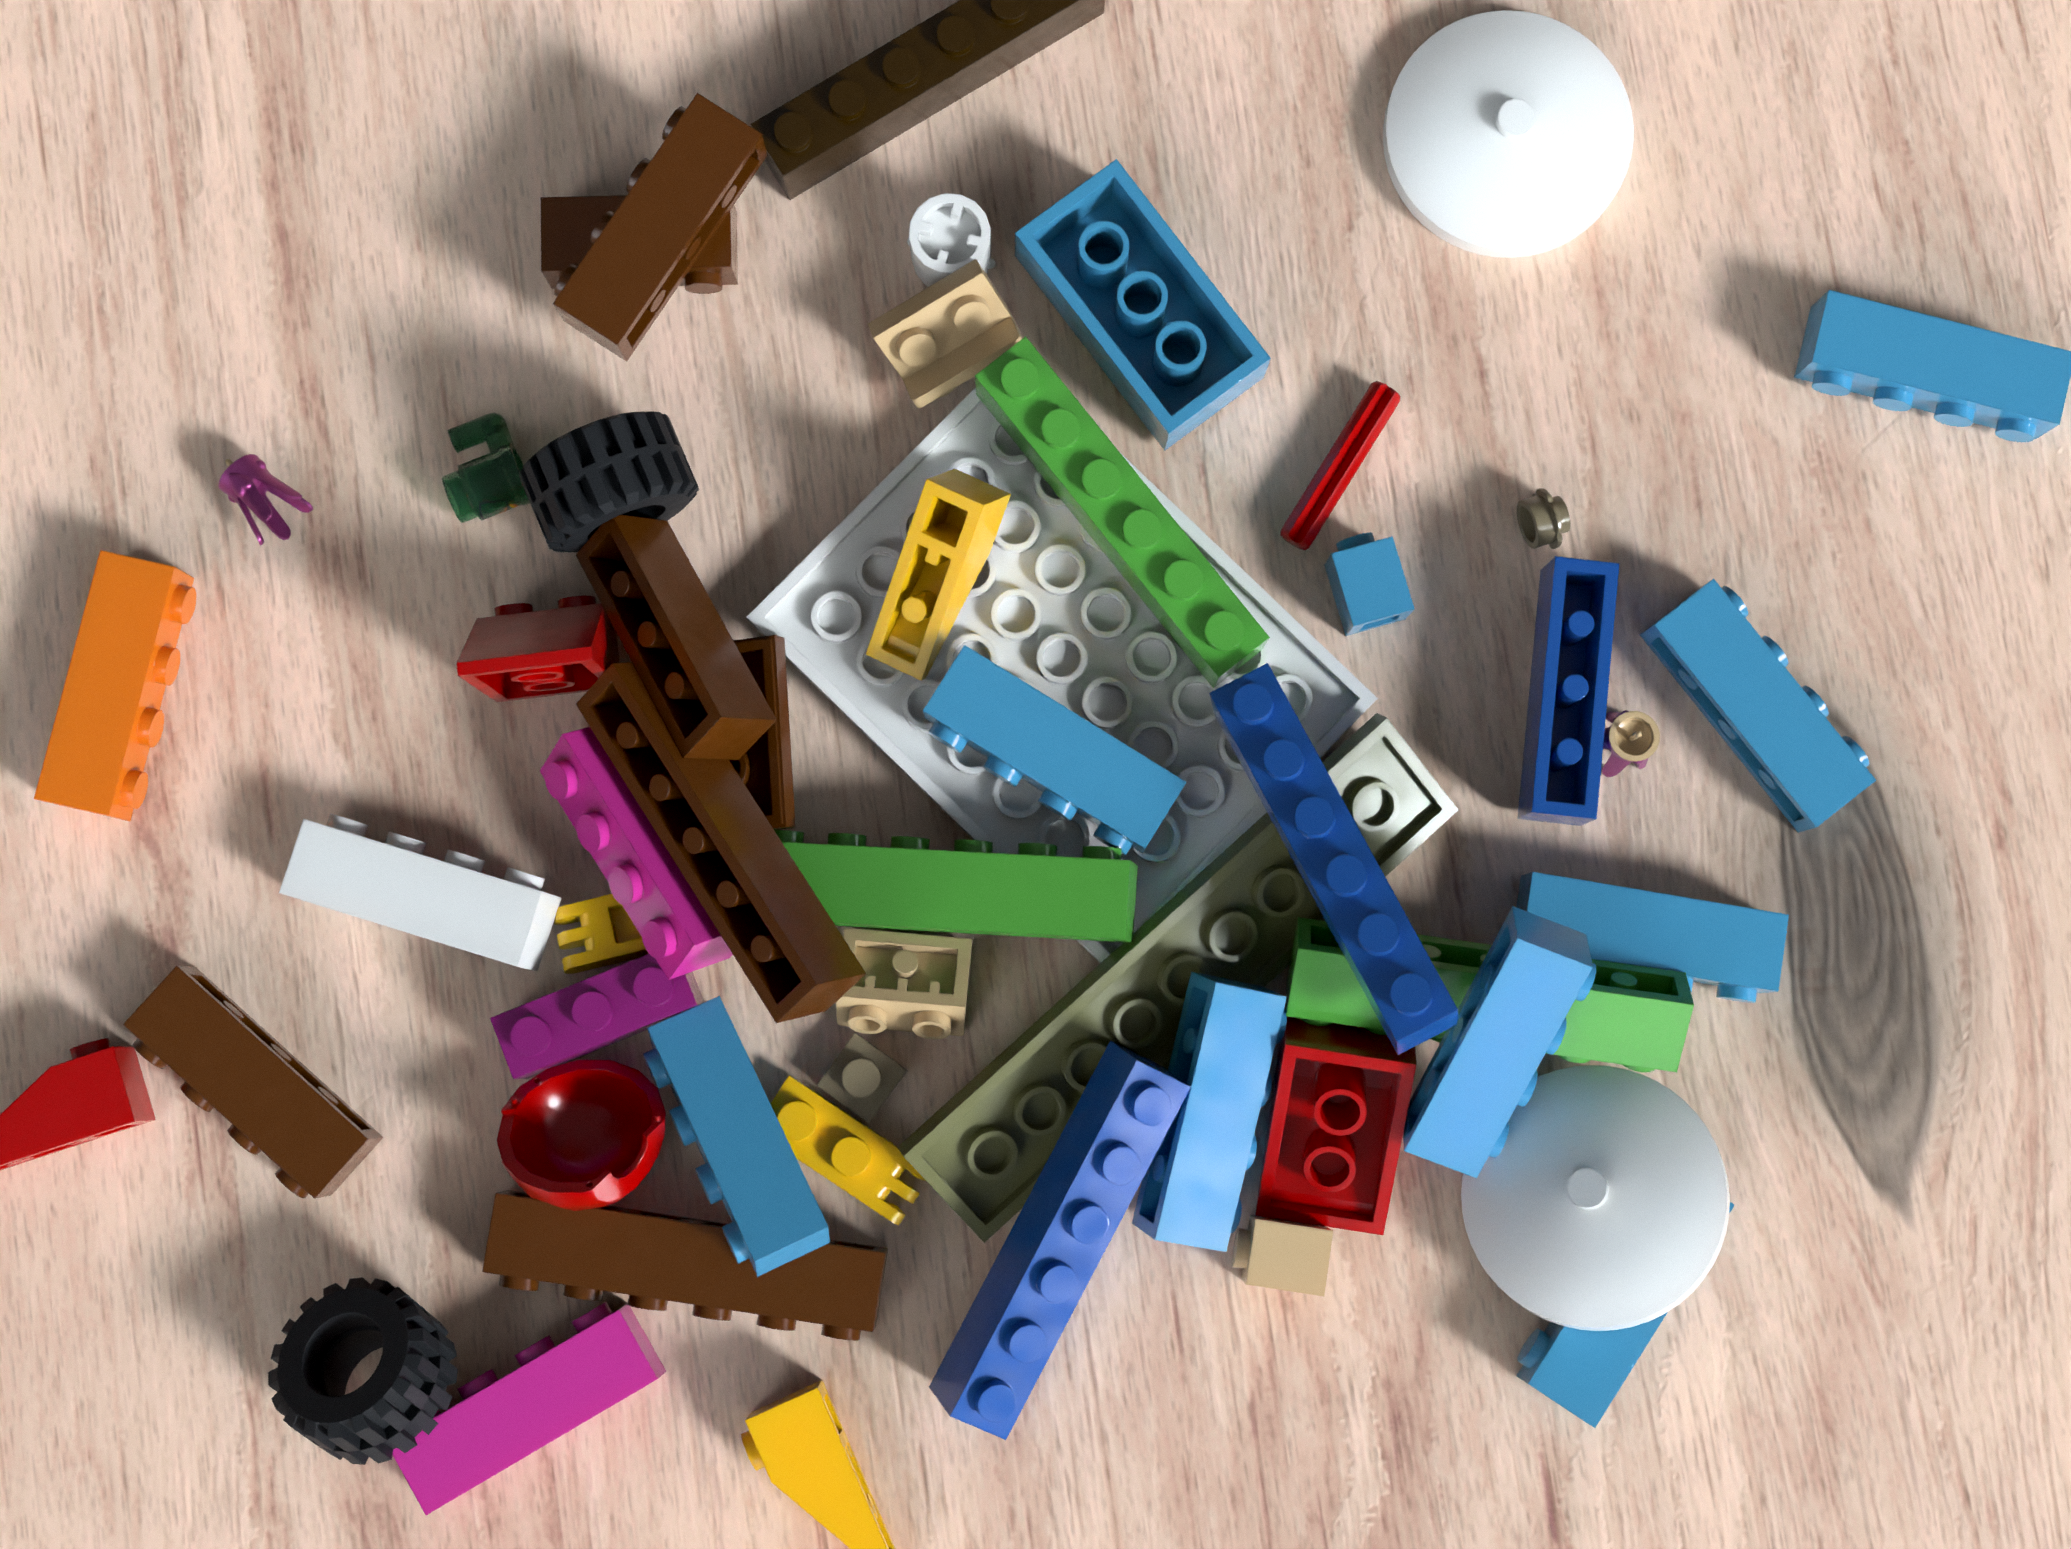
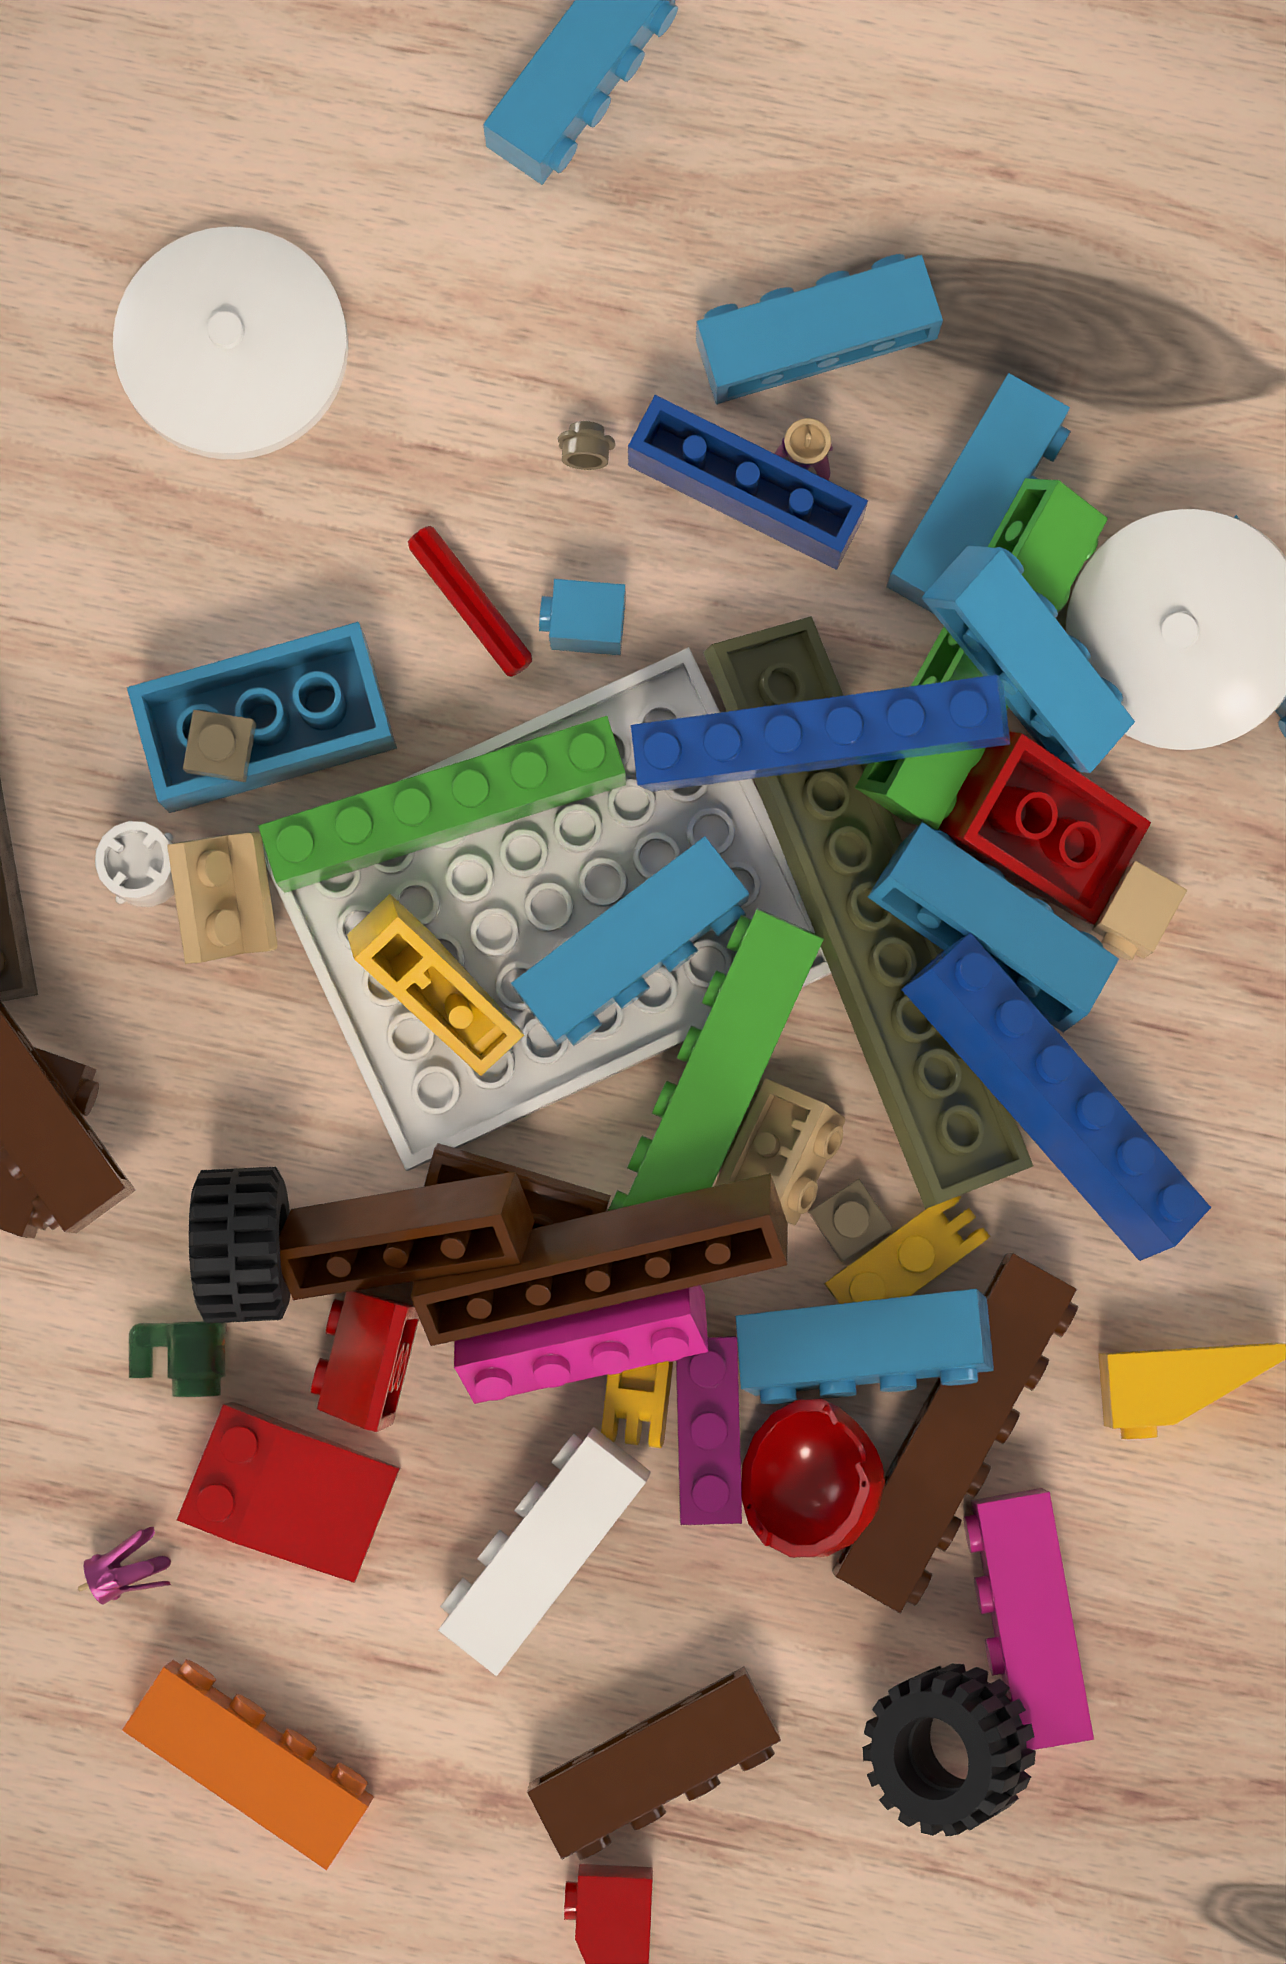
camera: 65 degrees left, 0 degrees up
(390, 623) = (288, 1492): none -> red slope
(1091, 269) = (219, 745): none -> dark tan plate

